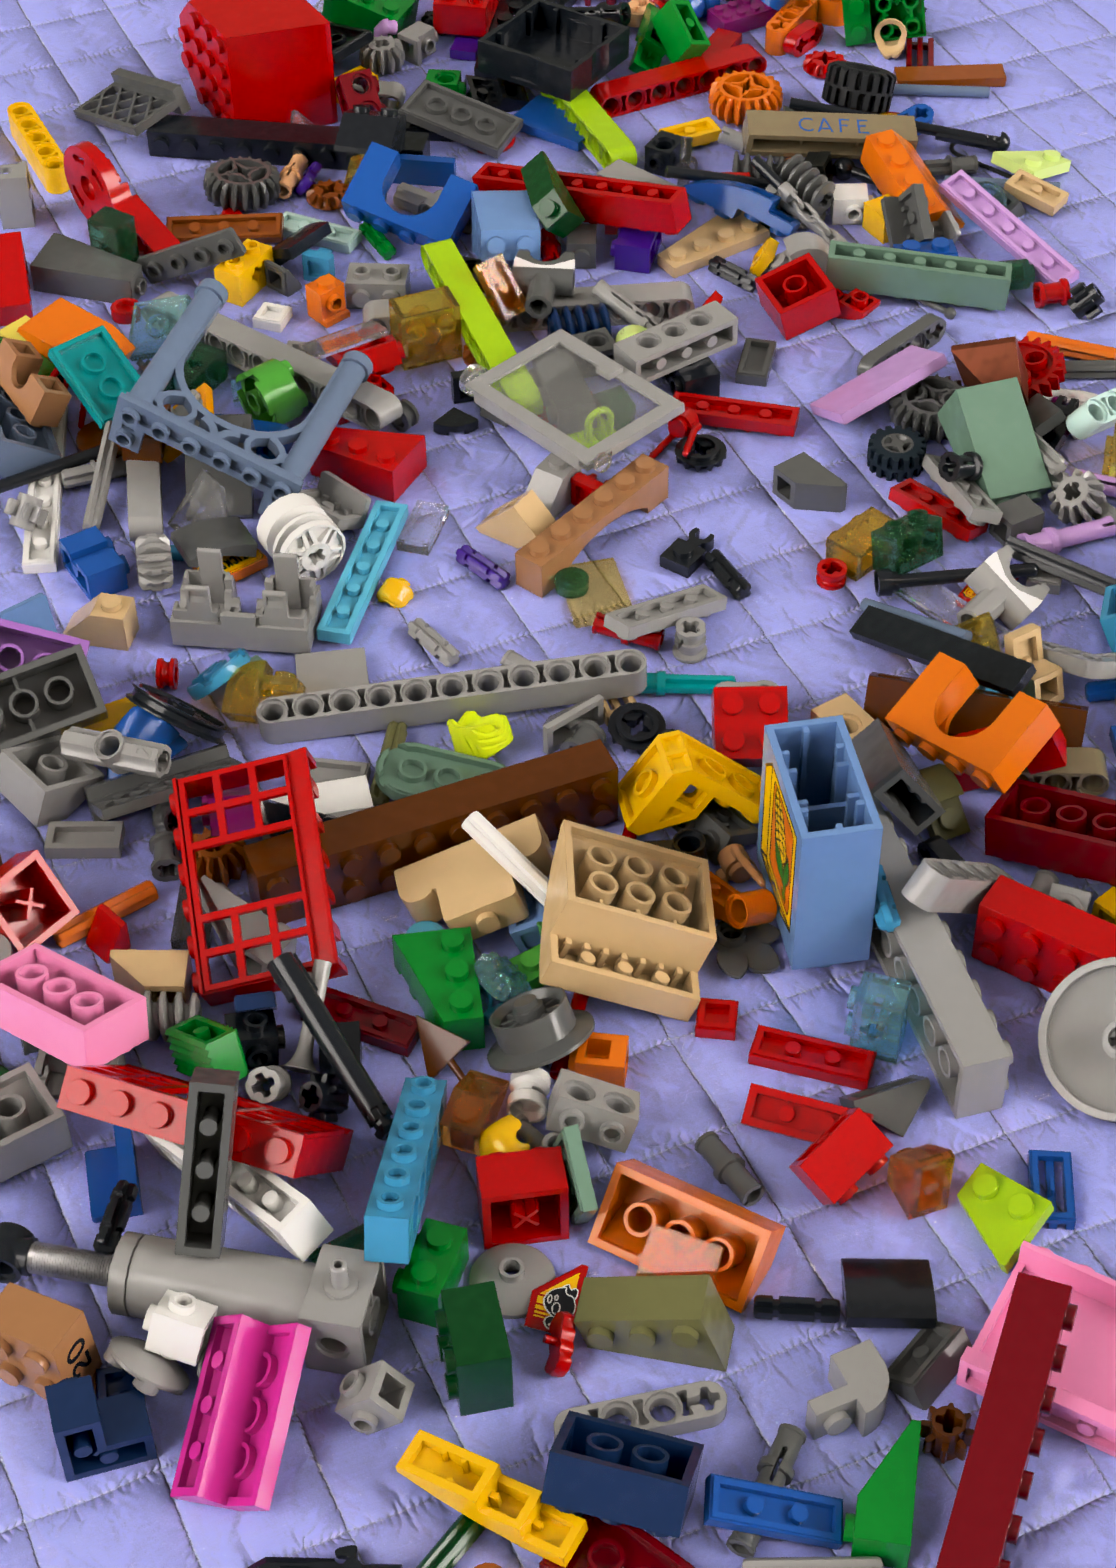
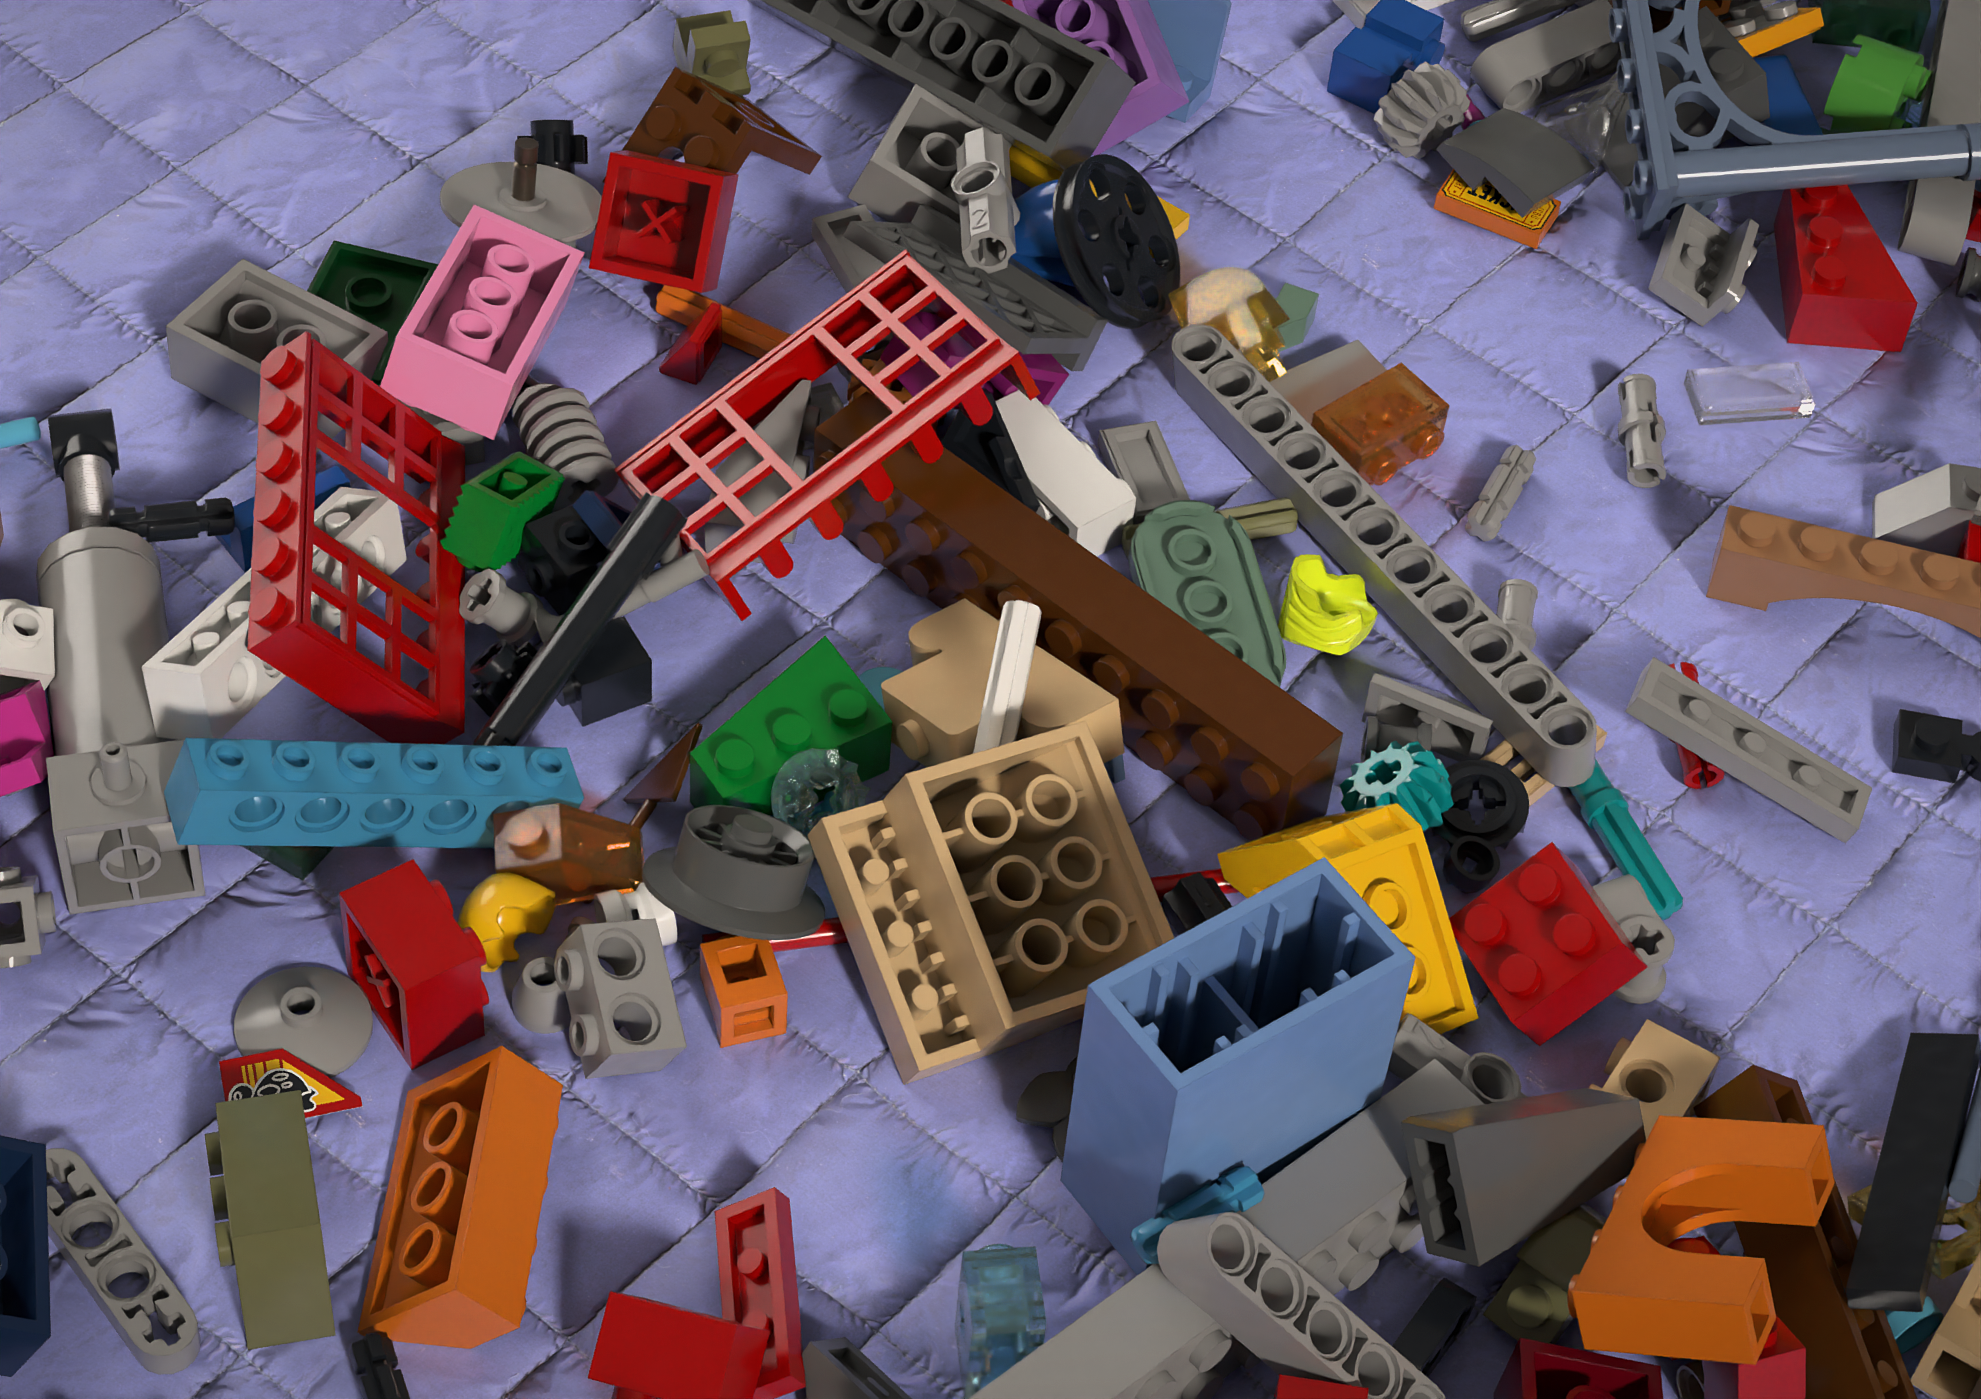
camera: 60 degrees right, 5 degrees up
(106, 622) = (1277, 117): tan slope -> none
(154, 971) = (635, 406): tan slope -> none
(167, 673) = (1221, 215): red bush -> none
(207, 1162) = (202, 531): dark grey brick -> none
(213, 617) = (1362, 232): light grey piece -> none
(217, 674) = (1261, 265): dark azure tile -> none
(302, 528) = (1581, 246): white wheel -> none
(362, 572) = (1589, 353): medium azure plate -> none
(366, 658) = (1384, 424): none -> clear orange bracket
(378, 1023) = (692, 671): dark red tile -> none
(395, 592) = (1582, 413): yellow piece -> none
(427, 573) = (1641, 431): none -> light grey pin
(434, 1266) = (251, 913): green brick -> none
(474, 1349) = (120, 1000): dark green brick -> none
(483, 567) = (1710, 495): dark purple axle -> none
(517, 520) = (1836, 495): tan slope -> none
(560, 1344) = (189, 1112): red piece -> none
(571, 582) = (1752, 616): clear green tile -> none
(581, 1192) = (464, 1005): sand green tile -> none
(604, 594) = (1767, 657): clear yellow piece -> none
(624, 743) = (1403, 777): none -> teal gear
(678, 1254) = (382, 1212): clear orange piece -> none
(690, 640) = (1723, 812): light grey bush -> none
(716, 1019) = (922, 1118): red tile -> none
(727, 574) = (1929, 818): black axle -> none
(729, 1168) = (616, 1224): dark grey pin -> none
(812, 1057) = (908, 1275): red tile -> none

